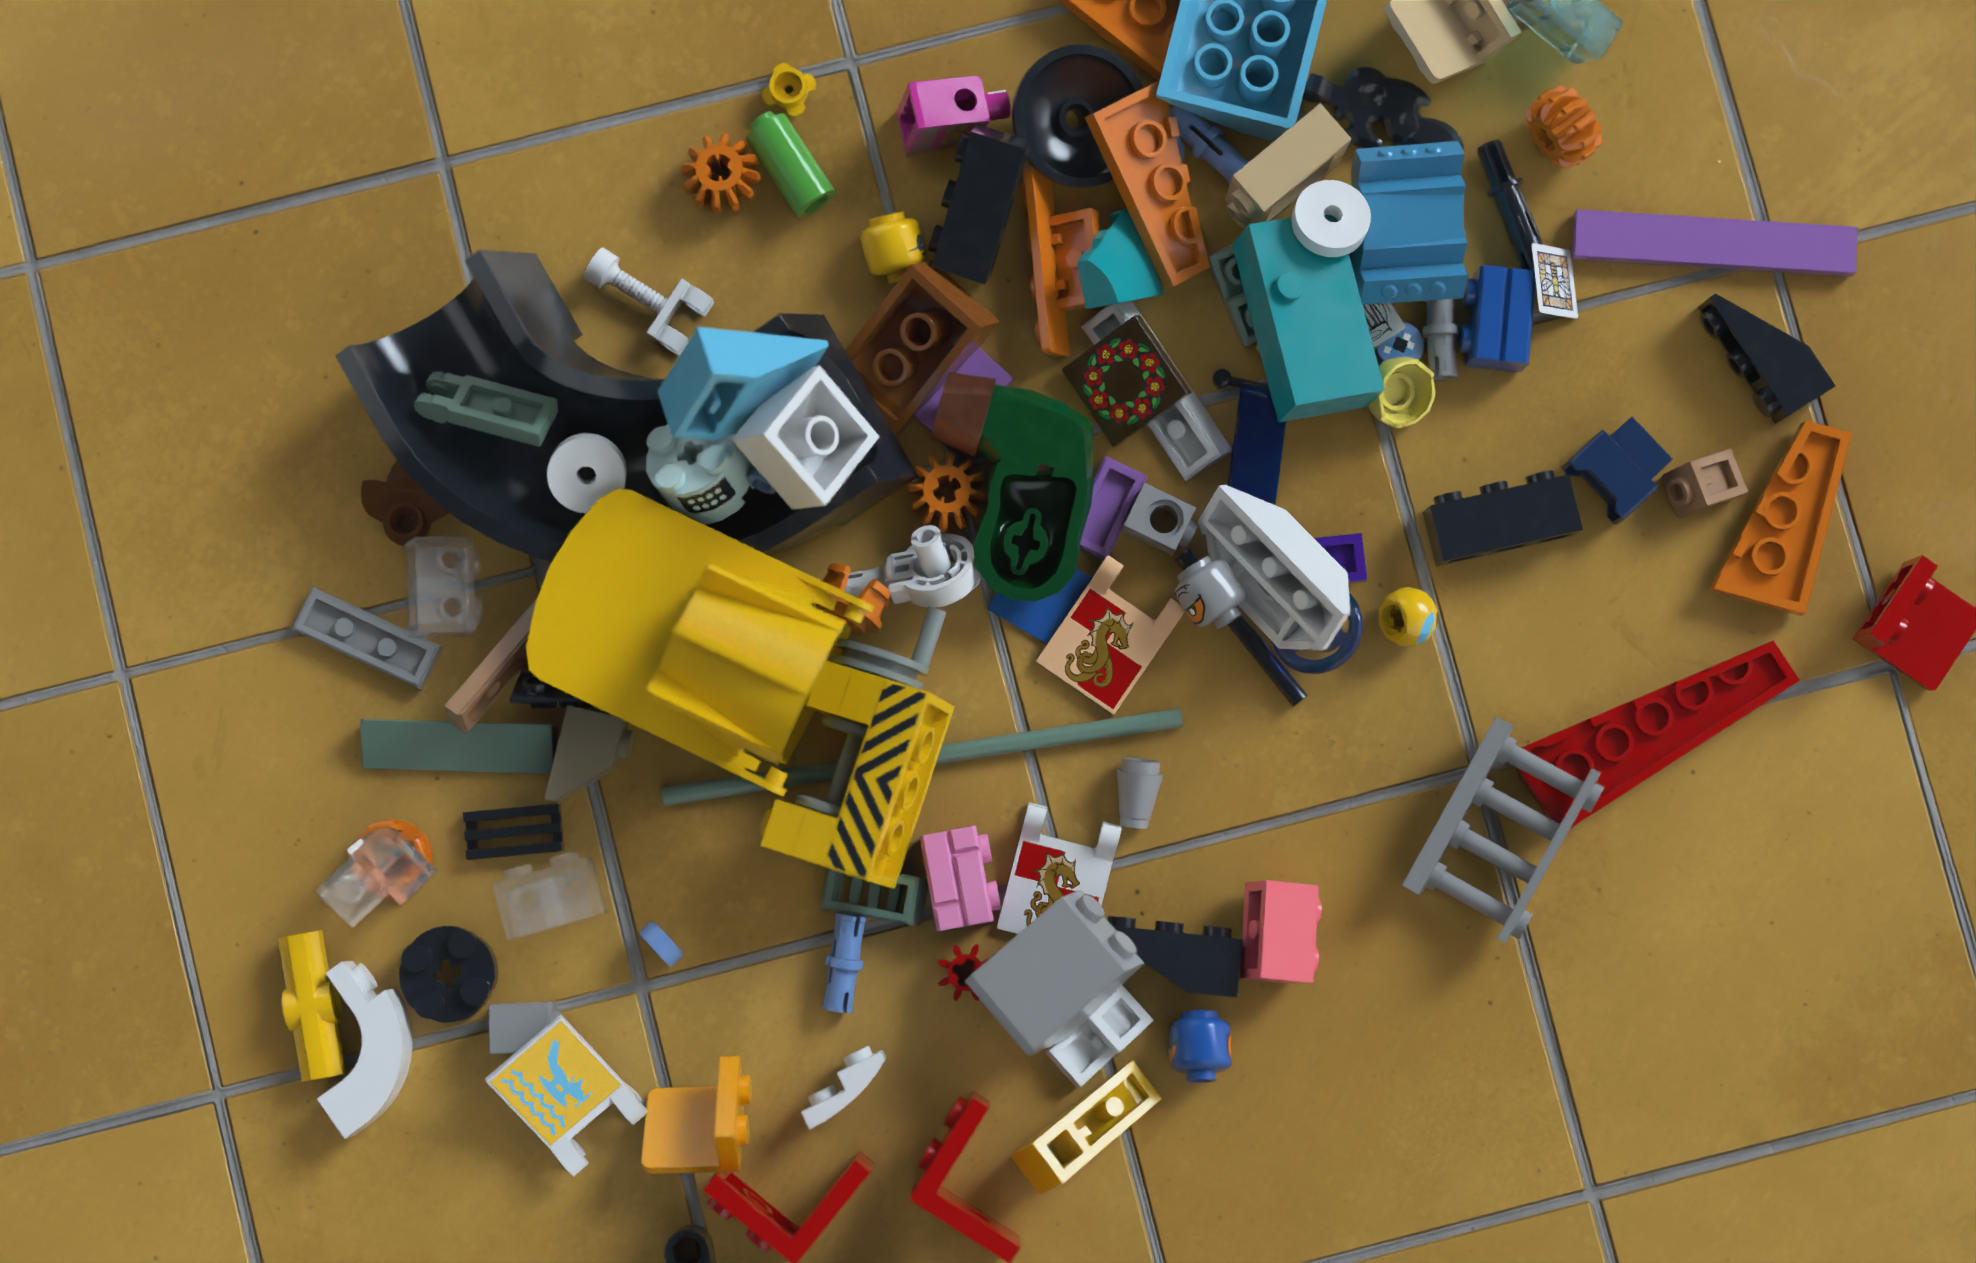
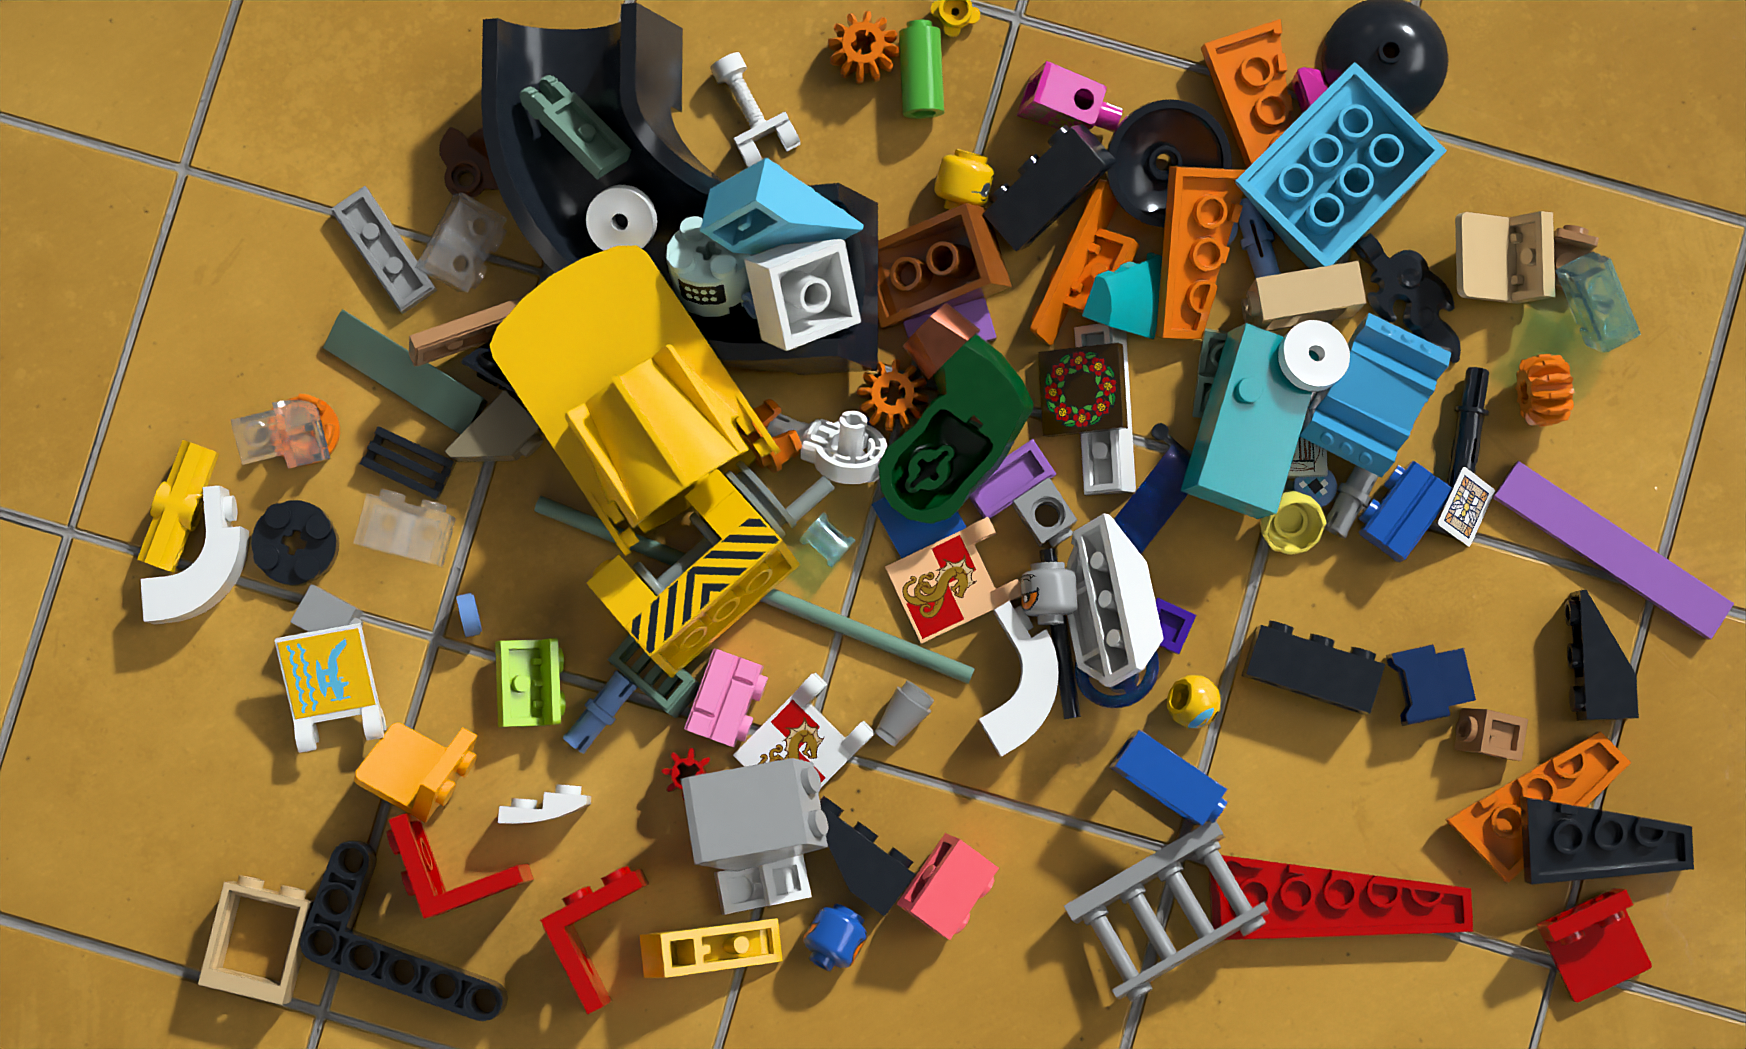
camera: 35 degrees right, 0 degrees up
(759, 975) = (529, 683): none -> lime bracket
(966, 667) = (827, 540): none -> clear light blue bush
(1250, 690) = (1035, 694): none -> white arch
(1430, 704) = (1170, 779): none -> blue window
(1860, 532) = (1590, 843): none -> black wing

